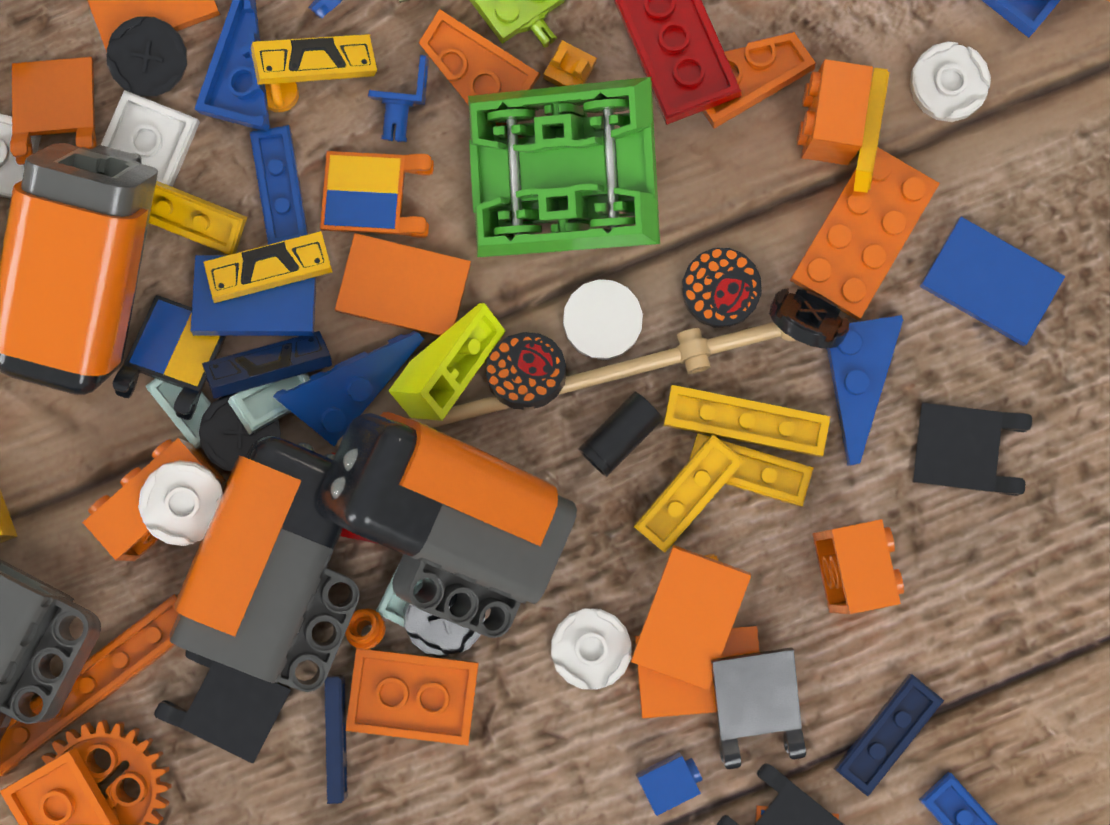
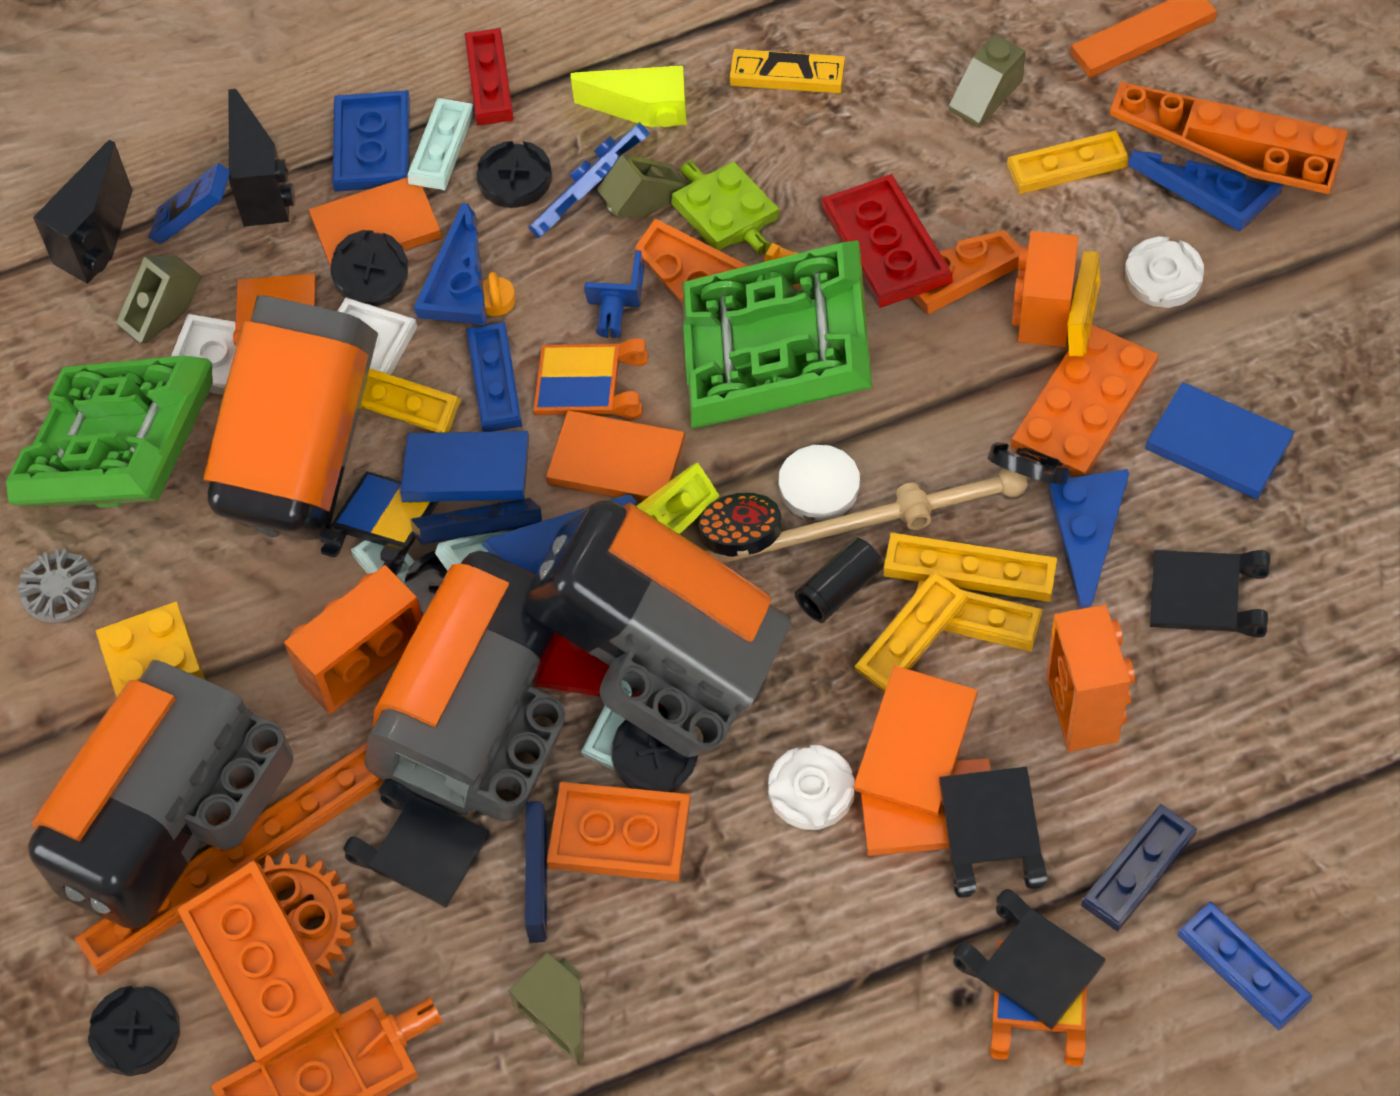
camera: 10 degrees right, 25 degrees down
(179, 502) = (383, 617): white tile -> none
(267, 267) = (480, 436): yellow tile -> none
(313, 59) = (531, 262): yellow tile -> none
(358, 622) = (569, 761): orange plate -> none
(670, 782) = (898, 911): blue brick -> none
(721, 287) = (940, 451): tile -> none

